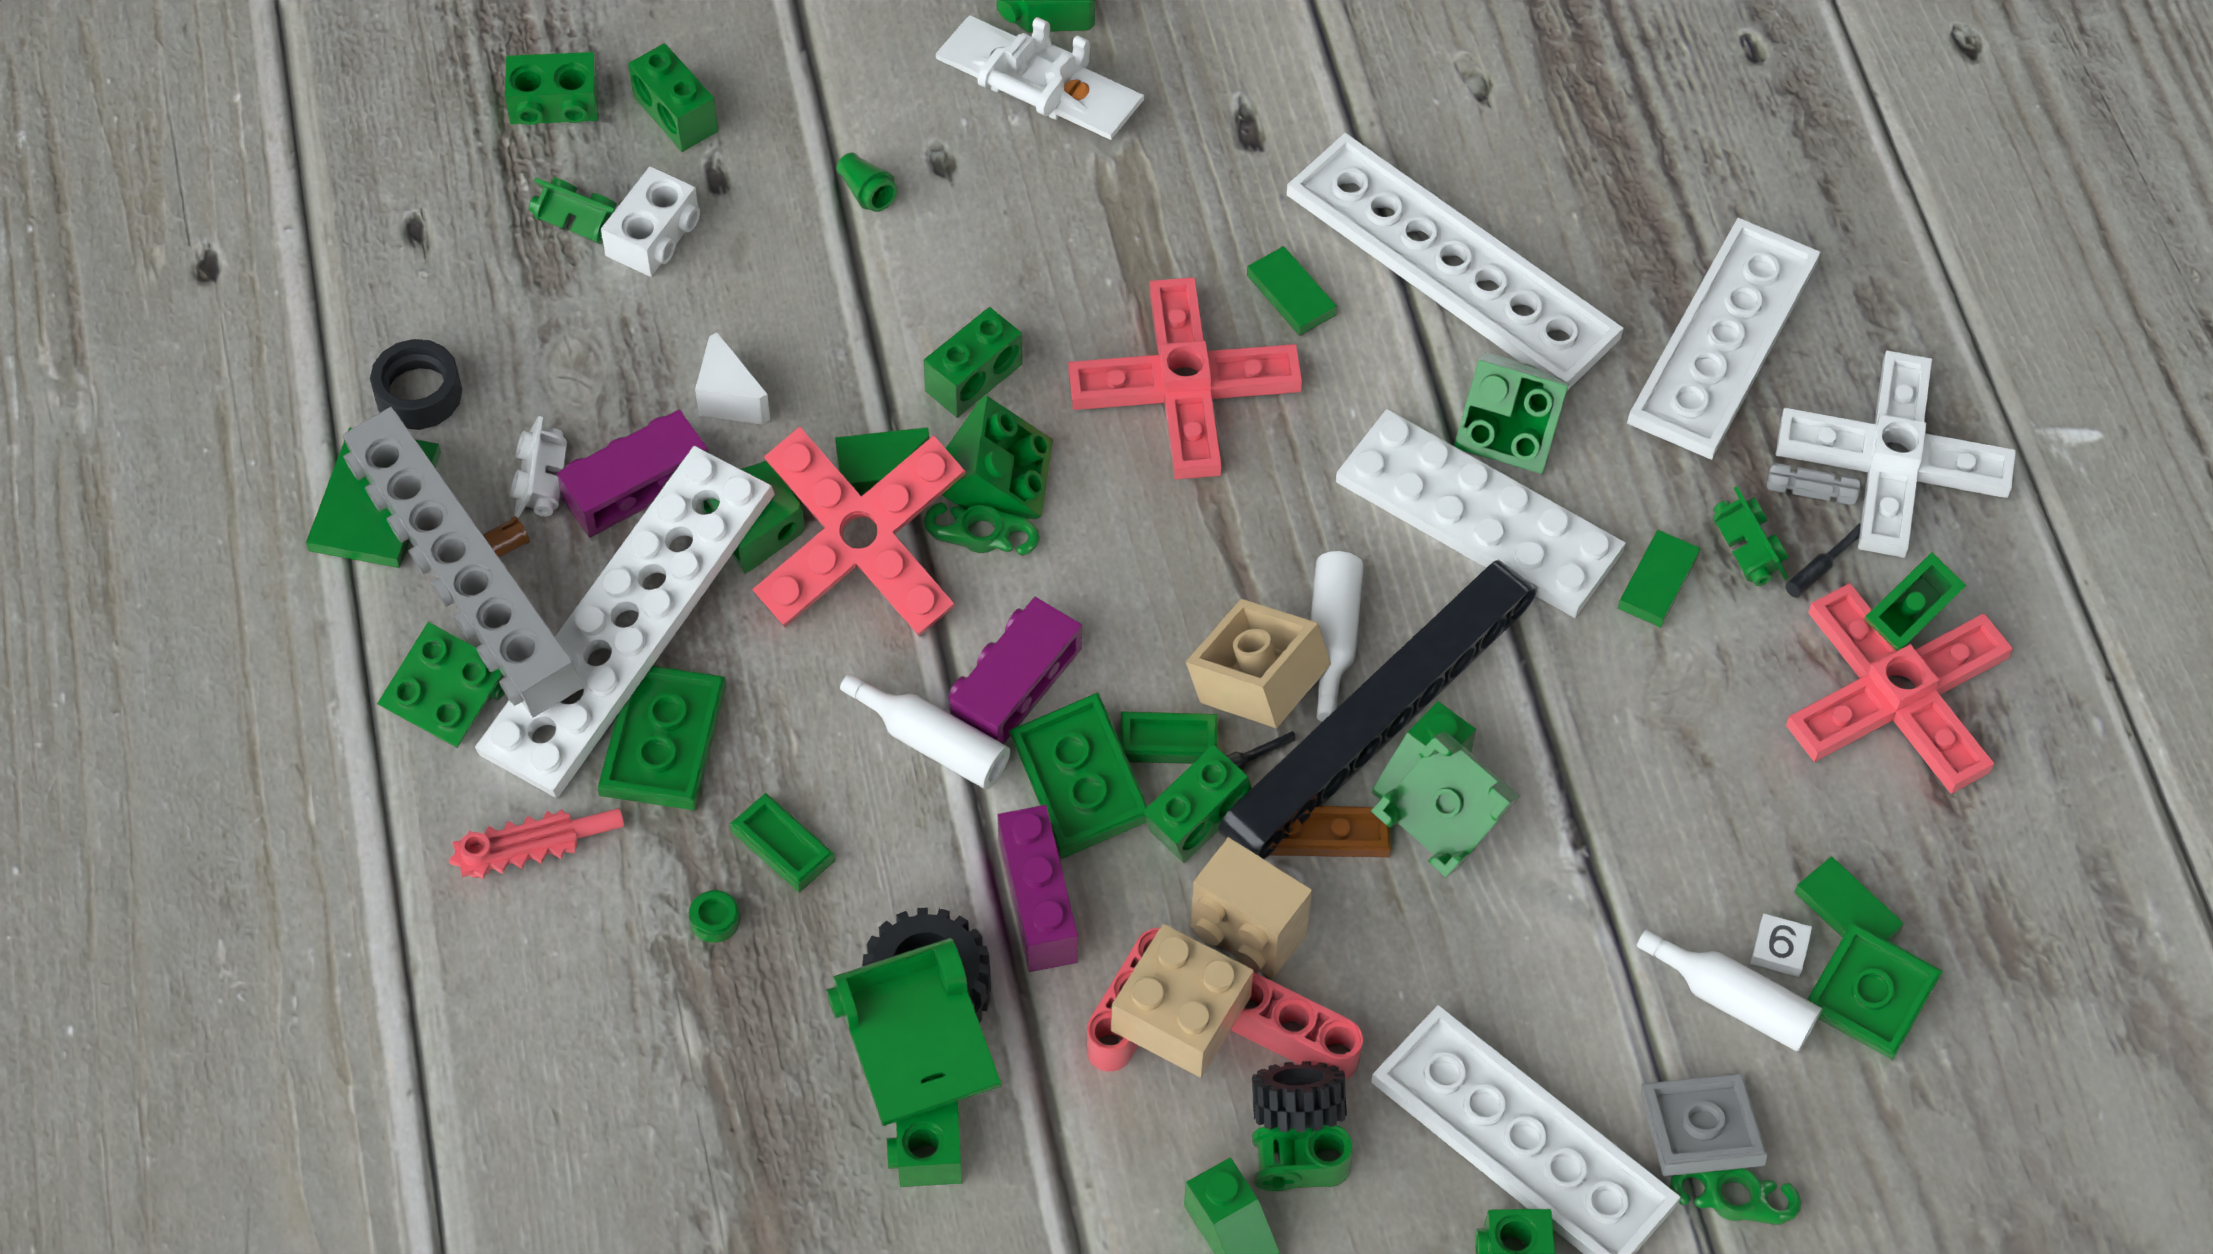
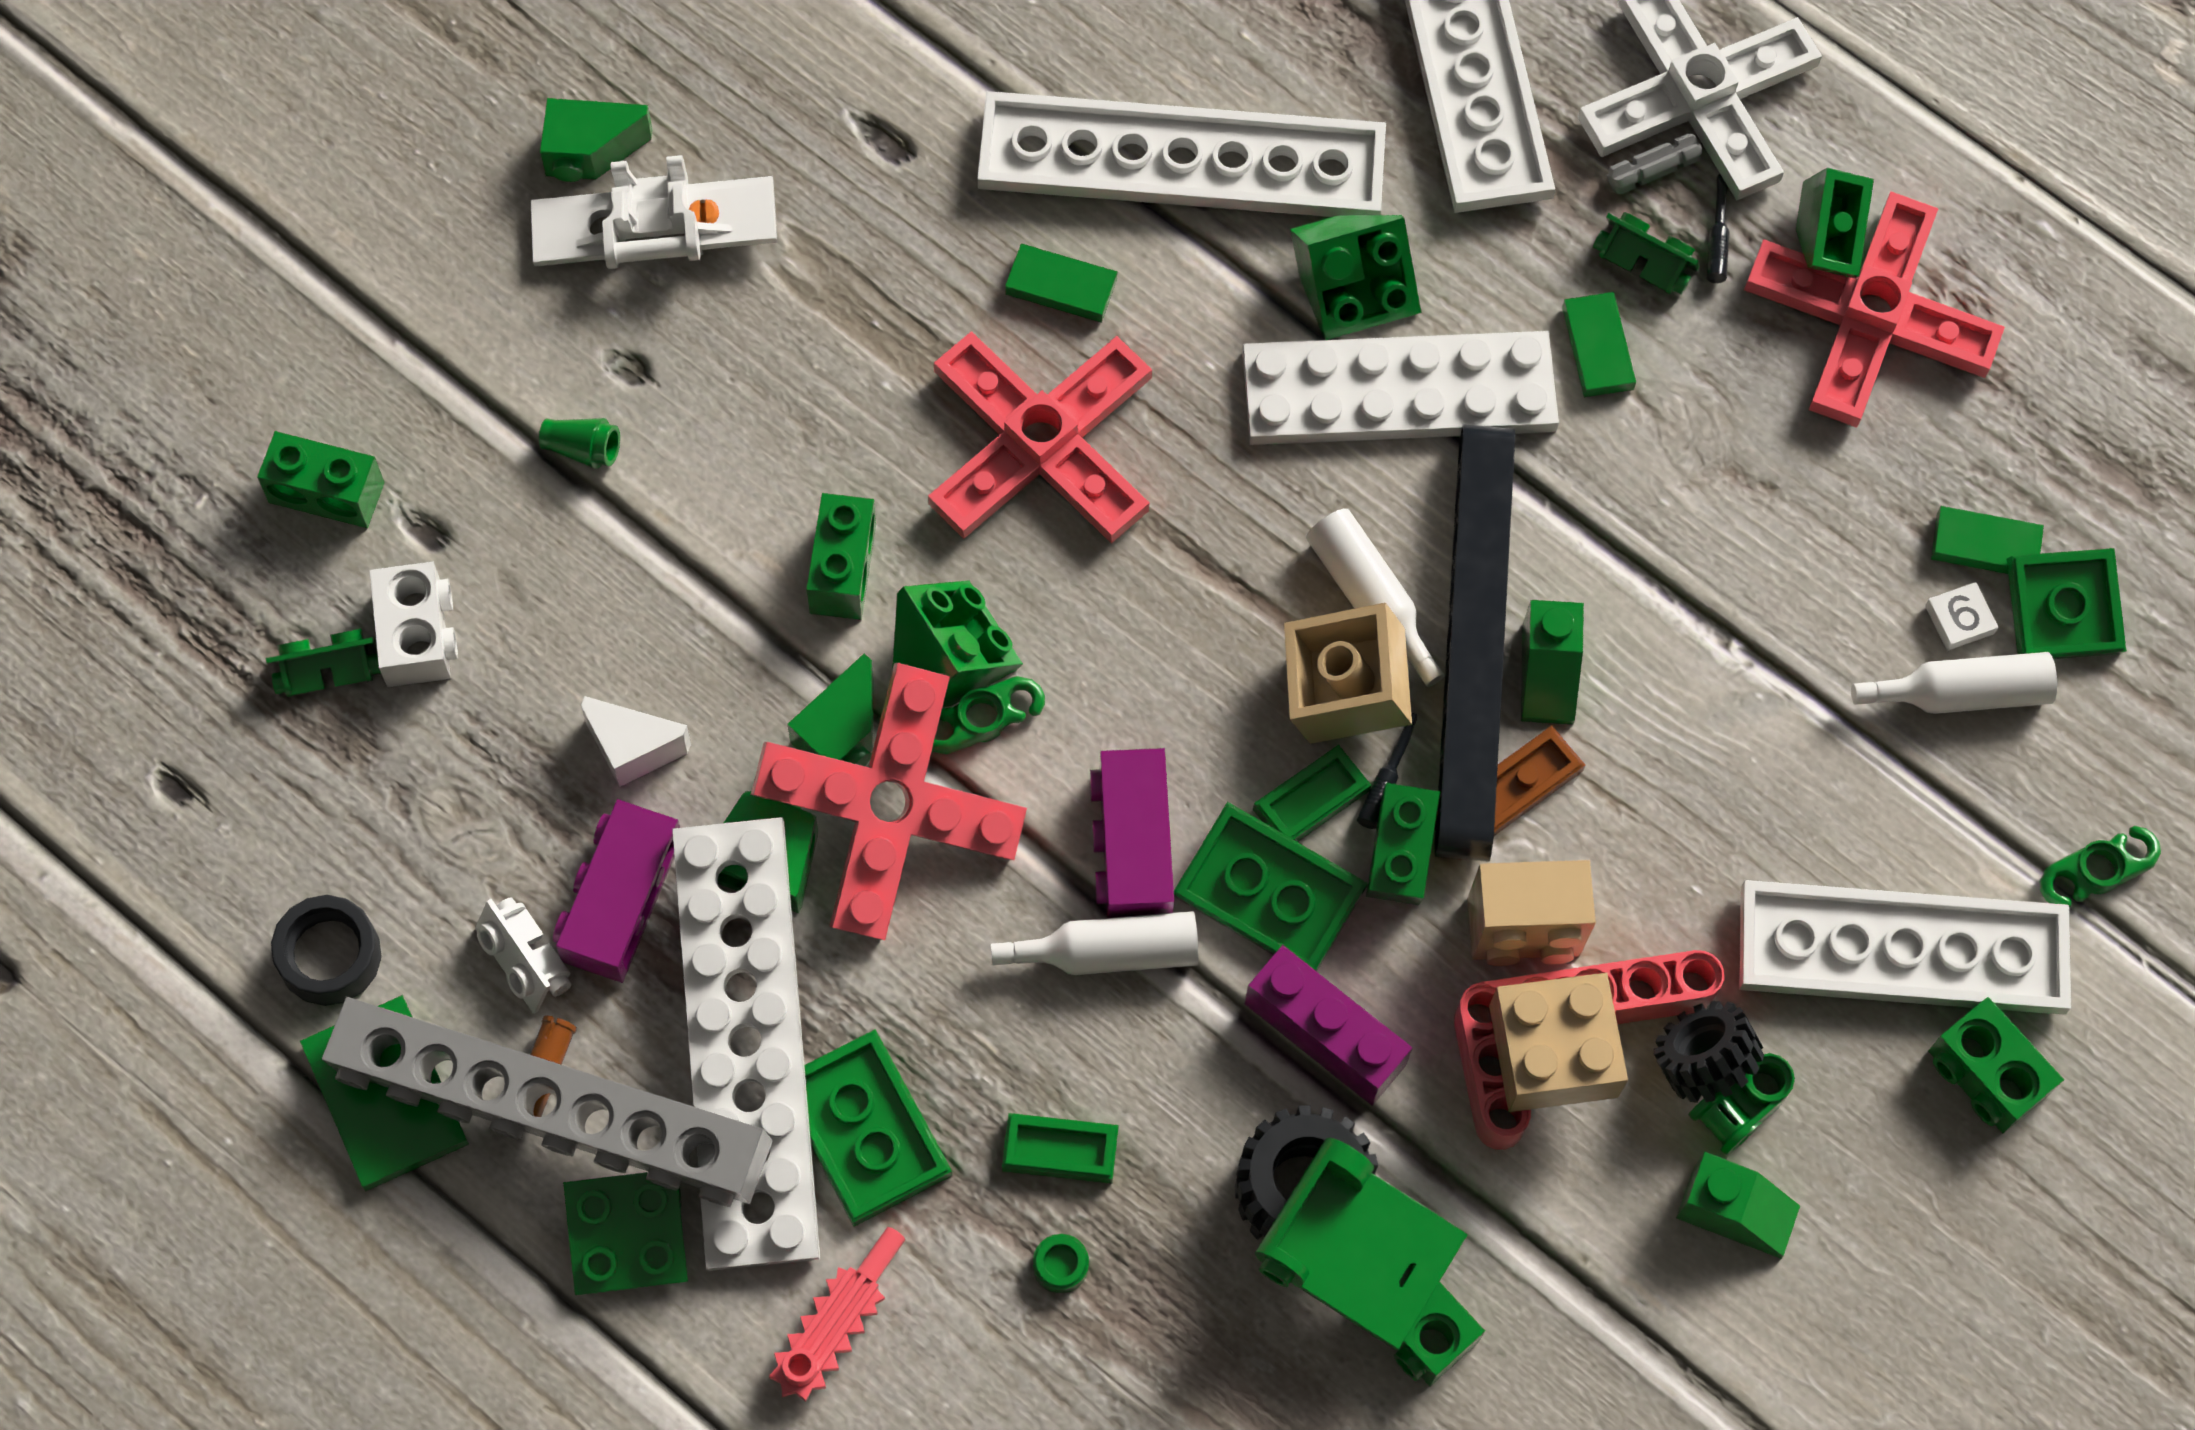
camera: 40 degrees left, 10 degrees up
(551, 88) = (180, 542): green brick -> none
(1447, 802) = (1614, 689): panel -> none
(1703, 1124) = (2032, 826): light grey tile -> none

